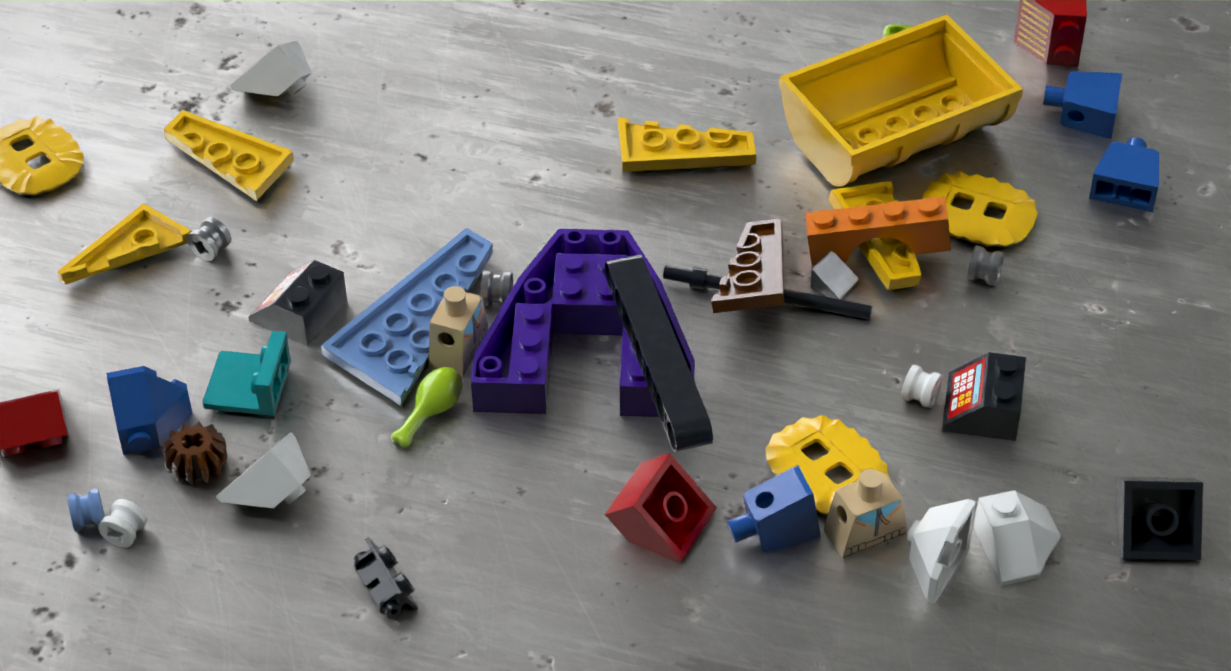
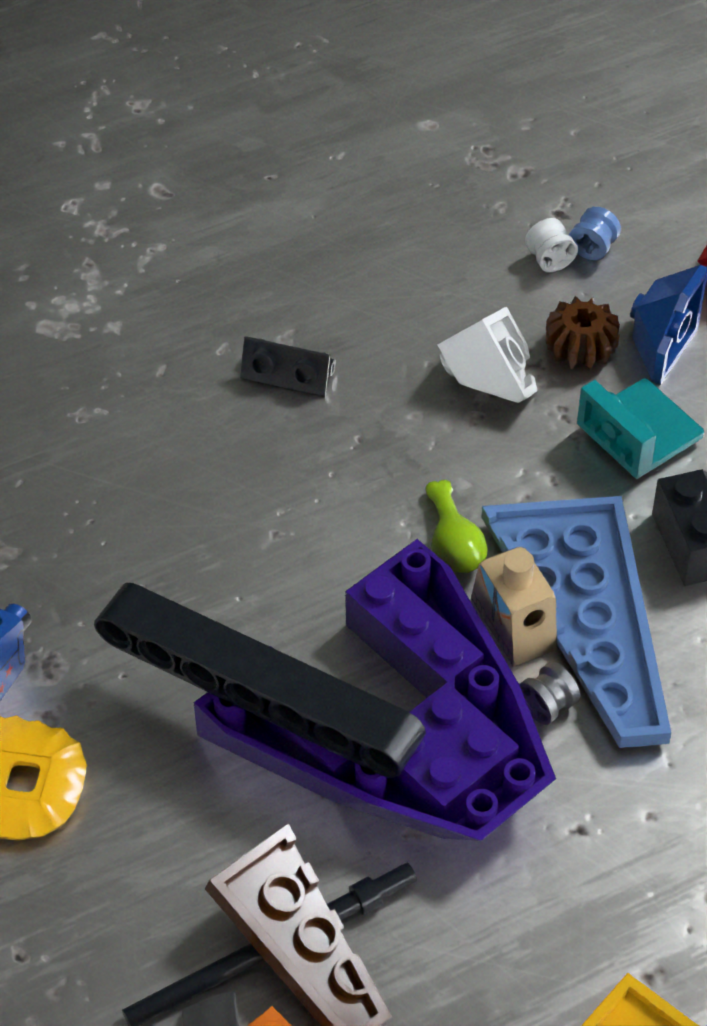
camera: 135 degrees right, 5 degrees up
(661, 508) = (97, 573): red slope -> none

